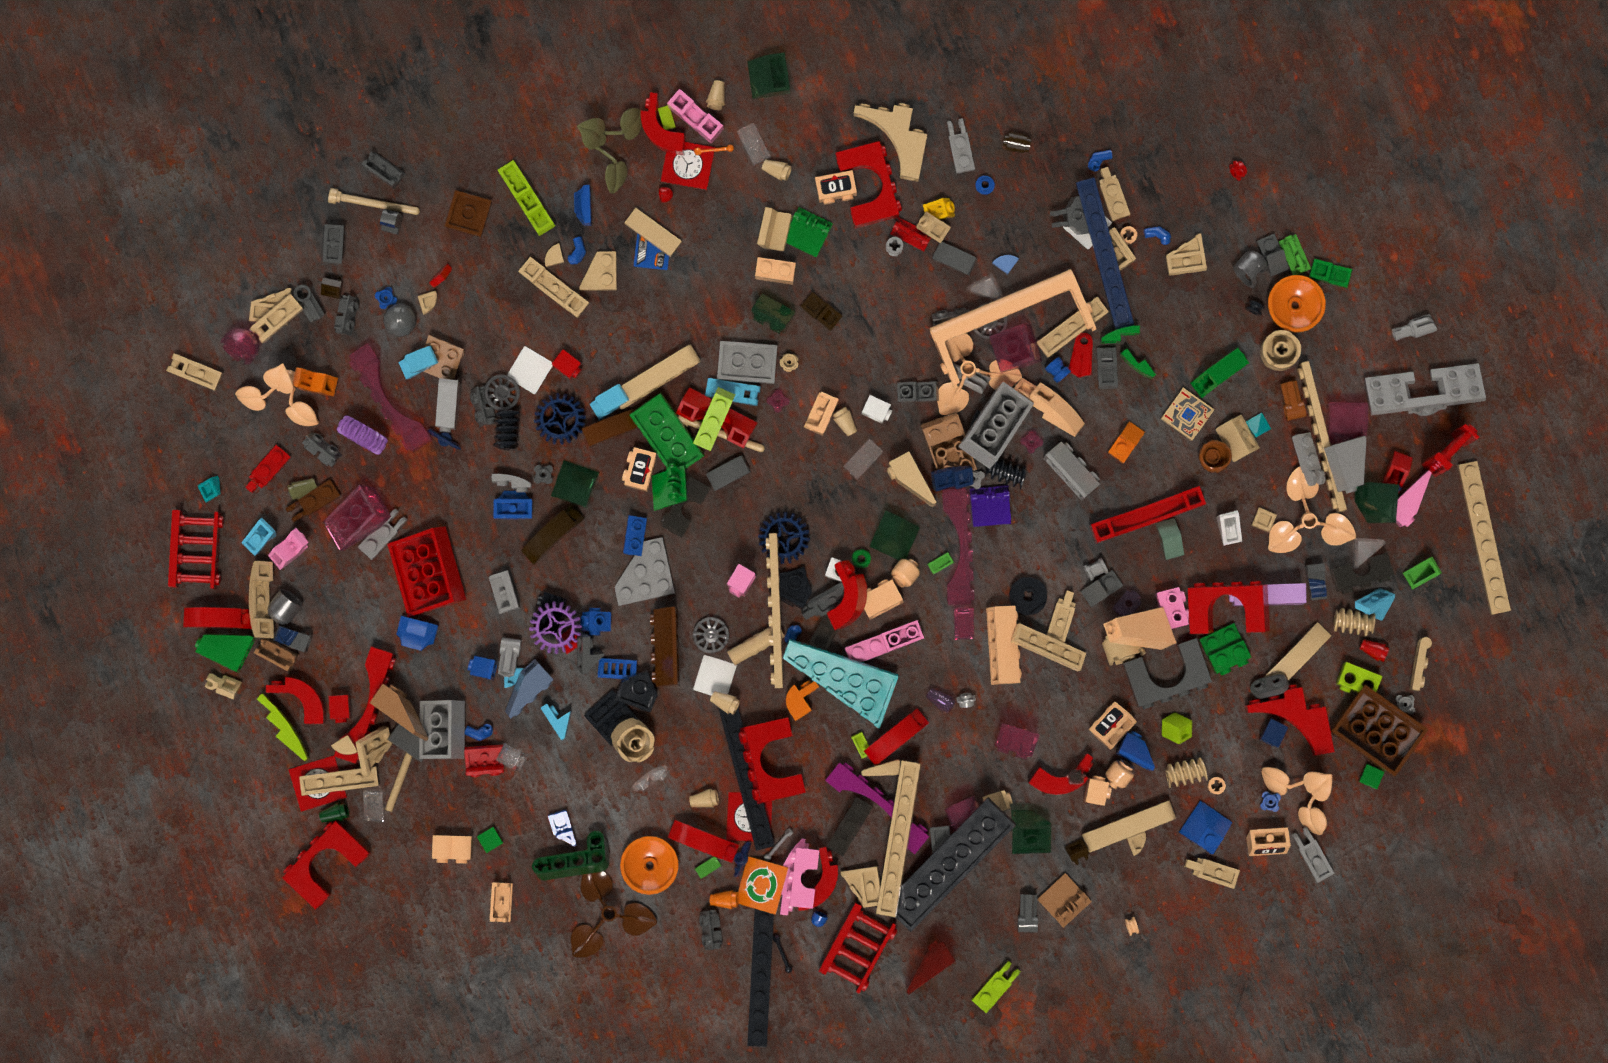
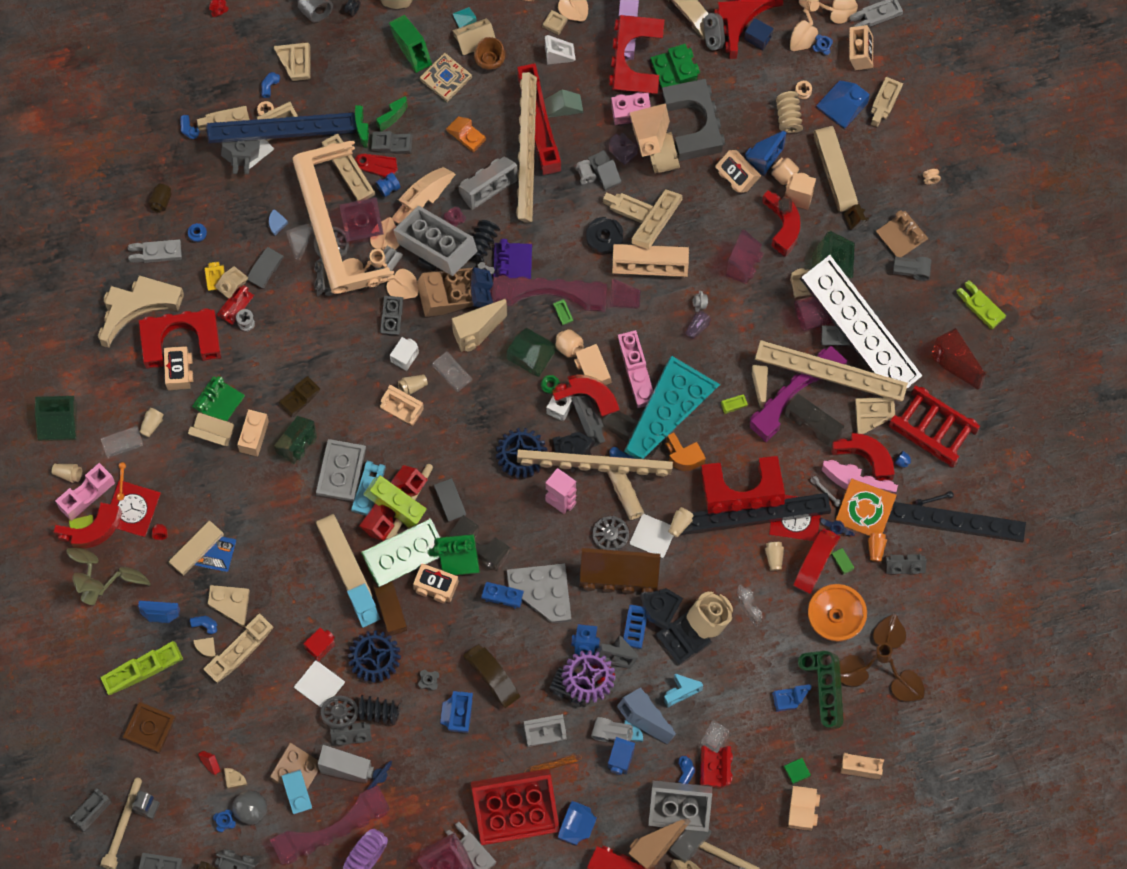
camera: 85 degrees left, 15 degrees down
(474, 602) = (569, 762): none -> orange piece
(517, 483) = (434, 705): light grey slope -> none
(575, 484) = (443, 649): clear green slope -> none
(778, 396) = (384, 440): clear pink plate -> none
(789, 357) = (341, 431): tan plate -> none
(800, 895) = (846, 463): bright pink arch -> none
(896, 737) = (732, 367): red arch -> none
(1110, 506) = (527, 146): none -> tan plate
(1137, 842) = (853, 165): tan tile -> none
(1177, 728) = (745, 117): lime panel -> none

